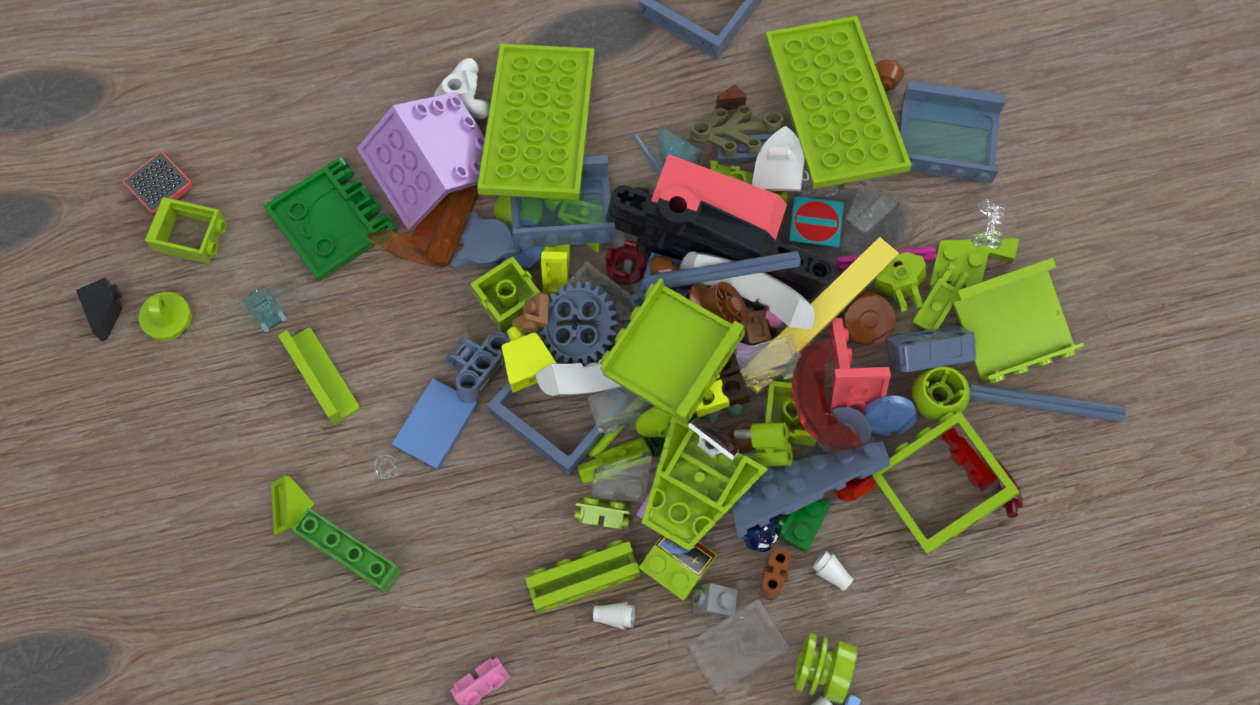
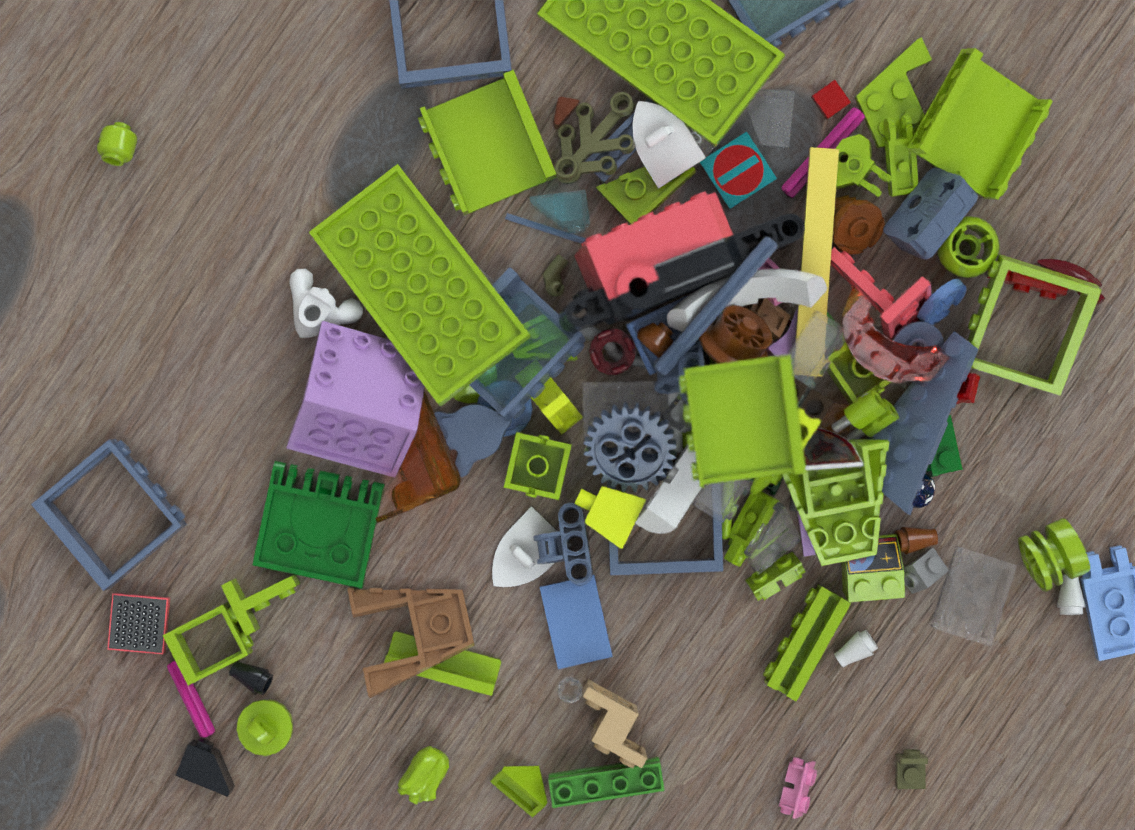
camera: 45 degrees left, 20 degrees up
(136, 263) = (192, 702): none -> dark pink axle
(173, 99) = (74, 541): none -> sand blue window
(190, 276) = (252, 677): none -> black cone
(230, 434) = (424, 775): none -> lime piece
(234, 226) = (242, 606): none -> lime bracket
(264, 309) = (343, 652): clear light blue slope -> none
(339, 344) = (438, 625): none -> medium nougat wing
(390, 510) = (614, 724): none -> tan bracket
(431, 348) = (518, 552): none -> white shield
(534, 315) = (586, 470): medium nougat bracket -> none
(661, 84) = (487, 144): none -> lime panel
(728, 571) = (915, 539): none -> dark orange cone
(775, 573) = (954, 511): dark orange piece -> none
(831, 569) = (992, 468): white cone -> none
(920, 231) = (830, 99): none -> red tile
(996, 215) = (878, 29): clear piece -> none
(1047, 402) = (1054, 174): sand blue axle -> none

